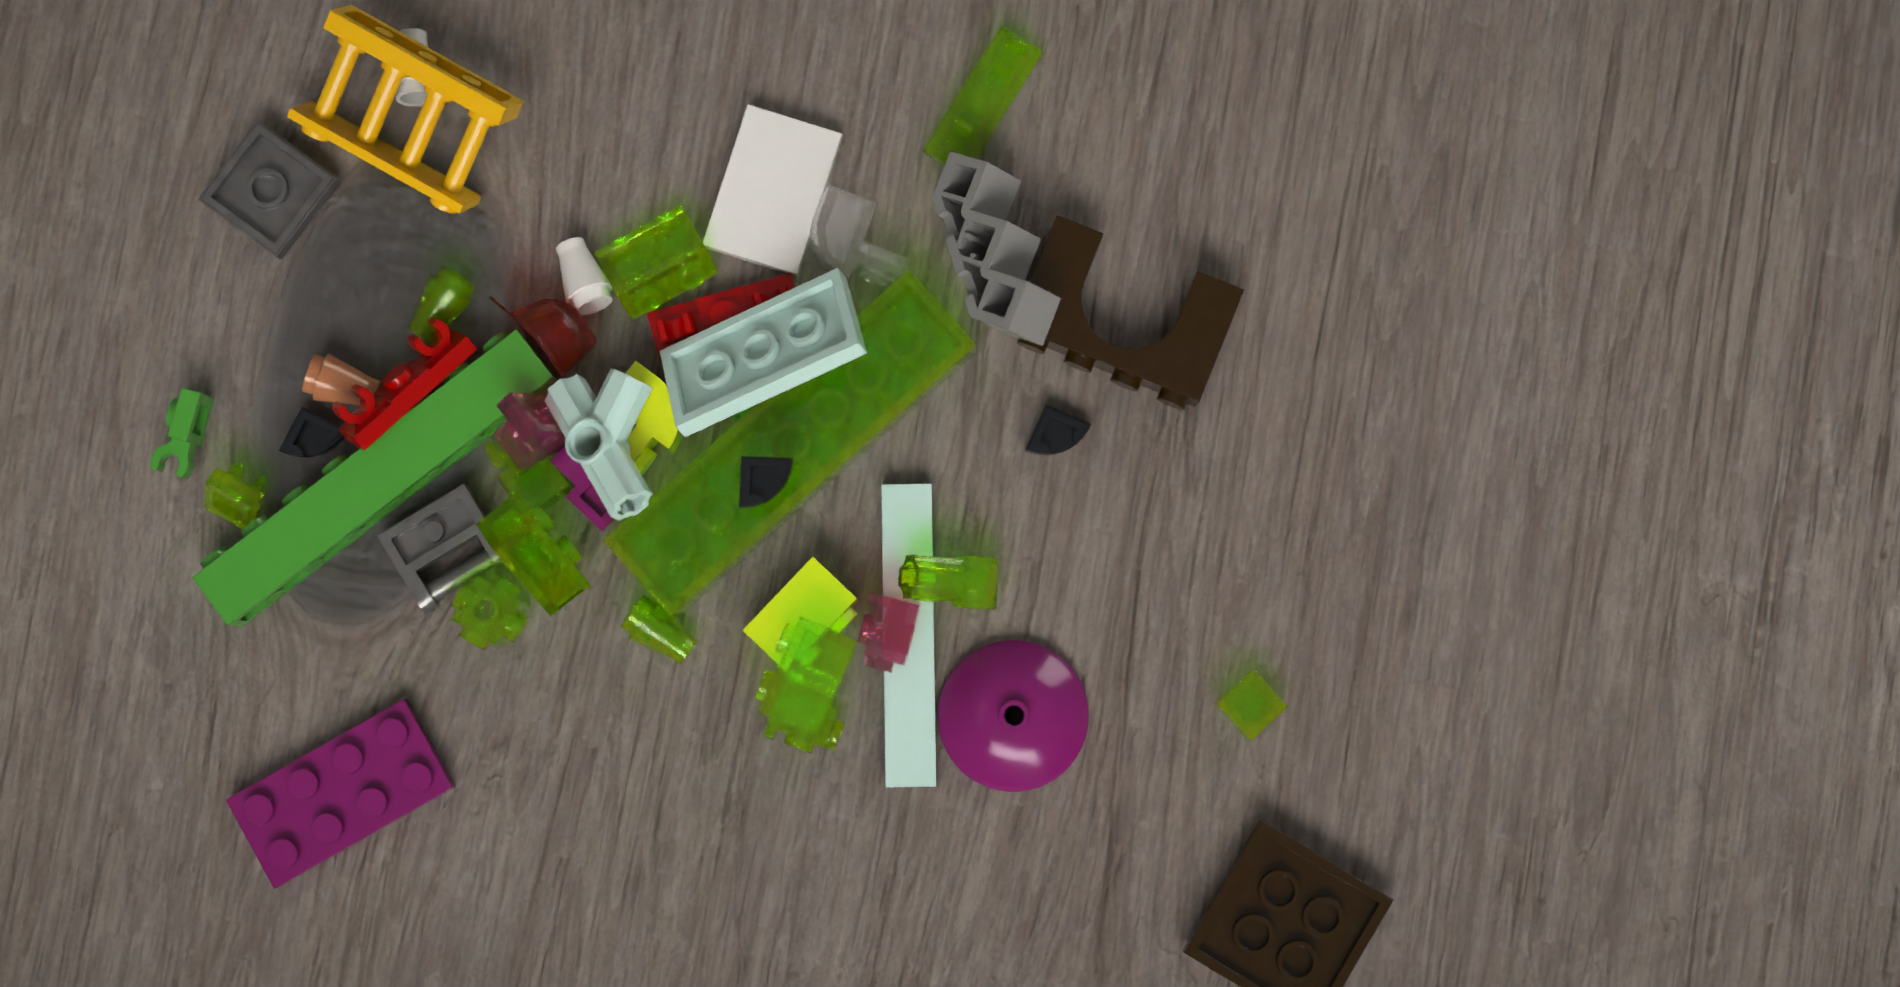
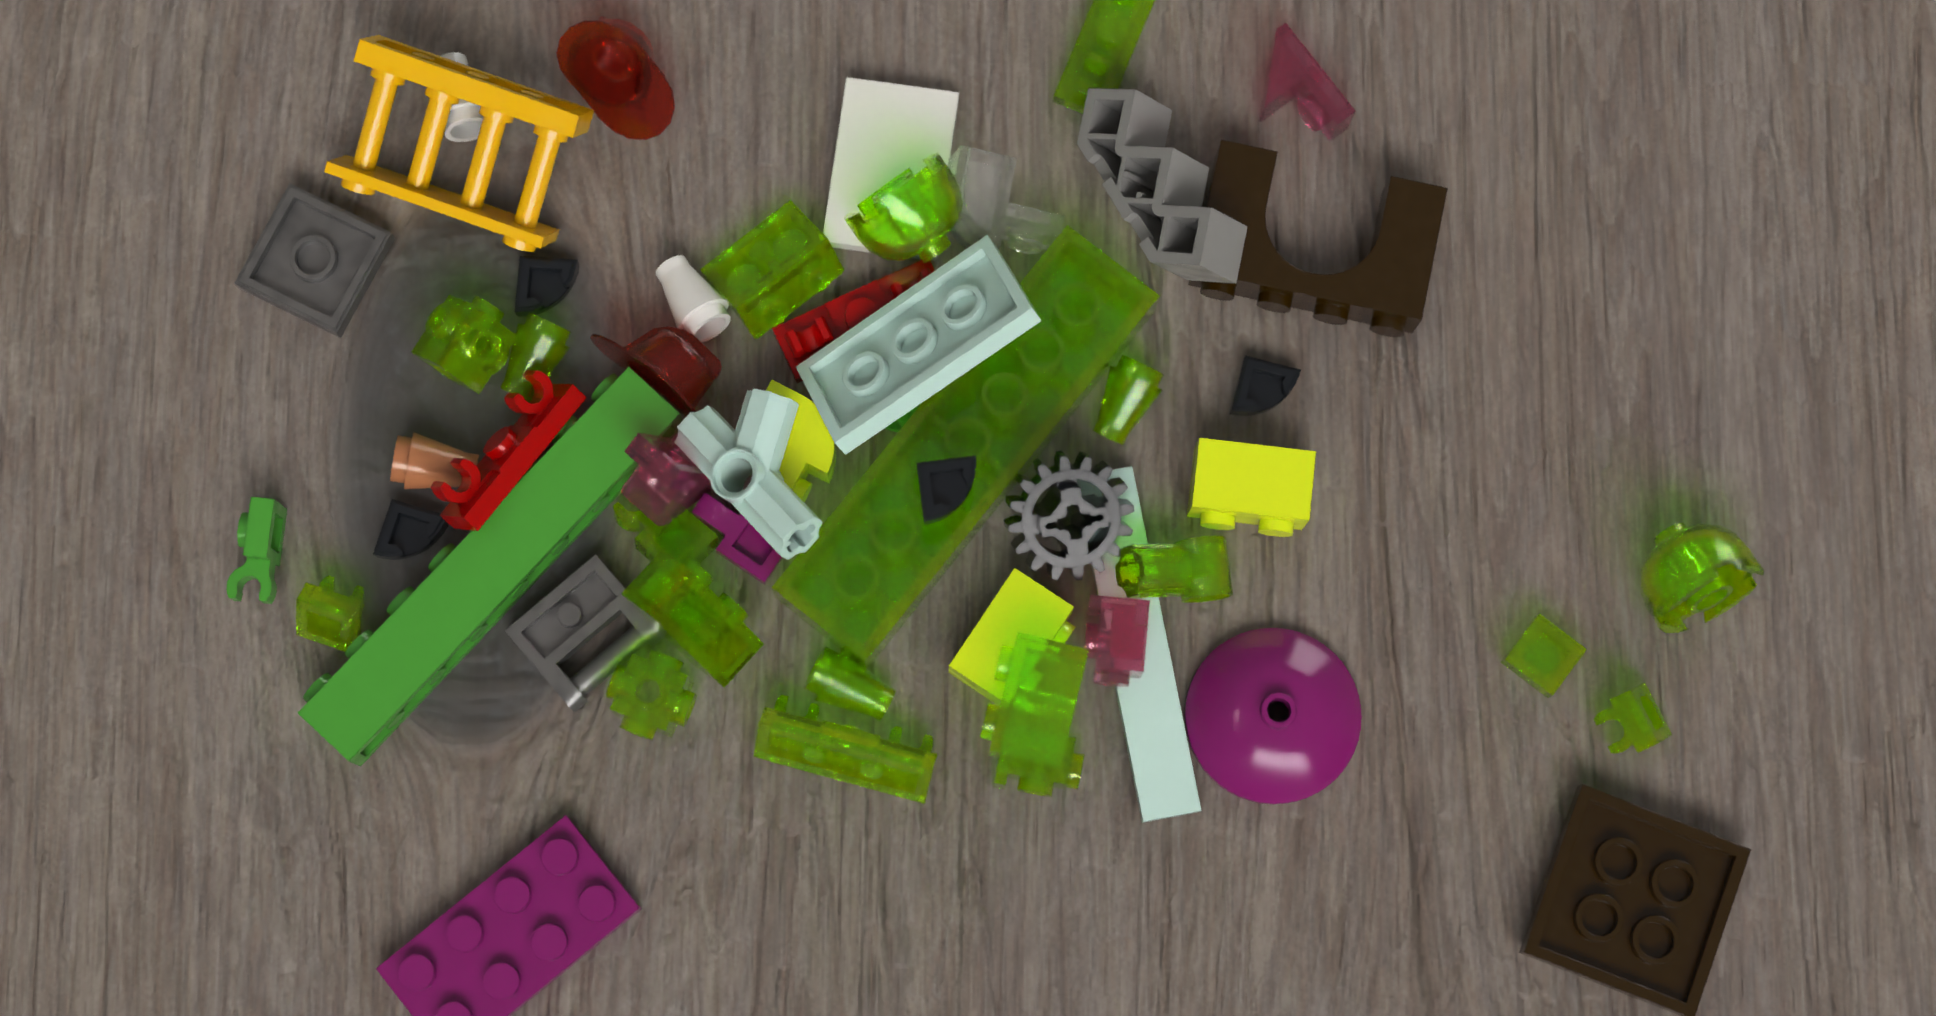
camera: 15 degrees left, 5 degrees down
(383, 283) = (465, 341): none -> clear neon green brick
(459, 241) = (543, 283): none -> black tile
(550, 70) = (617, 76): none -> clear red piece
(645, 686) = (845, 752): none -> clear neon green plate
(777, 236) = (910, 214): none -> clear neon green cylinder
(846, 519) = (1073, 539): none -> gear
(937, 424) = (1126, 398): none -> clear neon green cone
(1028, 518) = (1251, 486): none -> neon yellow brick
(1131, 166) = (1297, 75): none -> clear pink slope
(1321, 773) = (1638, 716): none -> clear neon green tile
(1392, 657) = (1696, 573): none -> clear neon green cylinder

